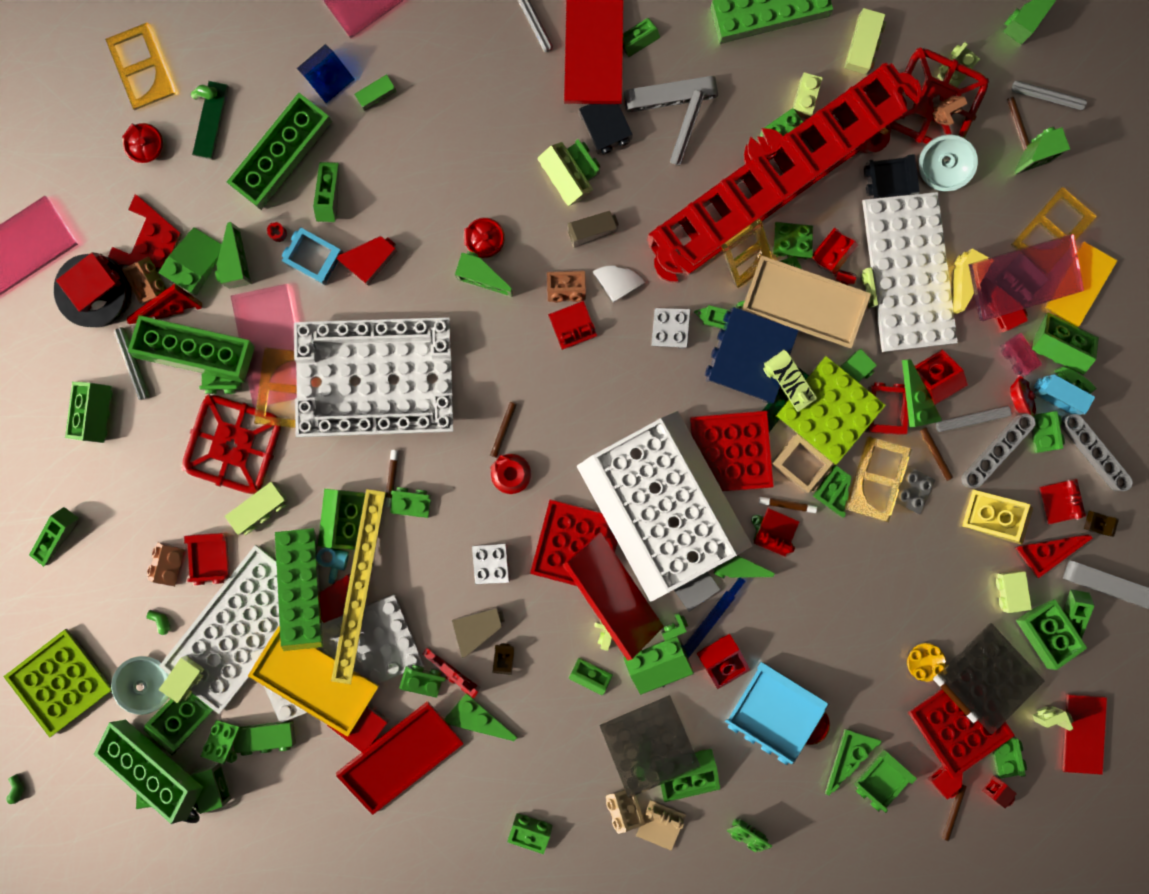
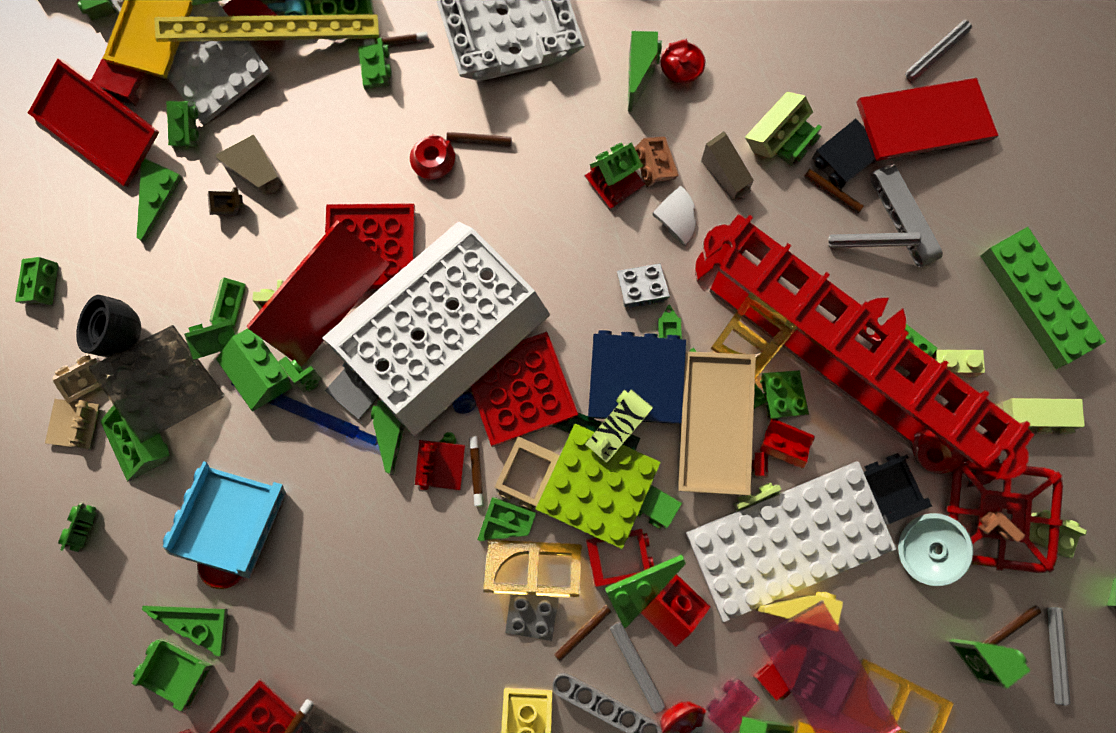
camera: 80 degrees right, 10 degrees down
(453, 674) = (190, 163): red wing -> none
(491, 564) = (327, 163): hinge -> none
(563, 319) = (617, 163): none -> bright green bracket
(593, 778) = (107, 326): none -> black piece
(622, 695) = (209, 339): none -> bright green bracket
(632, 145) = (833, 190): none -> reddish brown bar
(639, 37) = (956, 167): bright green slope -> none
(723, 661) = (274, 443): red slope -> none
(732, 498) = (464, 403): none -> tile
(926, 661) = (328, 687): yellow dish -> none

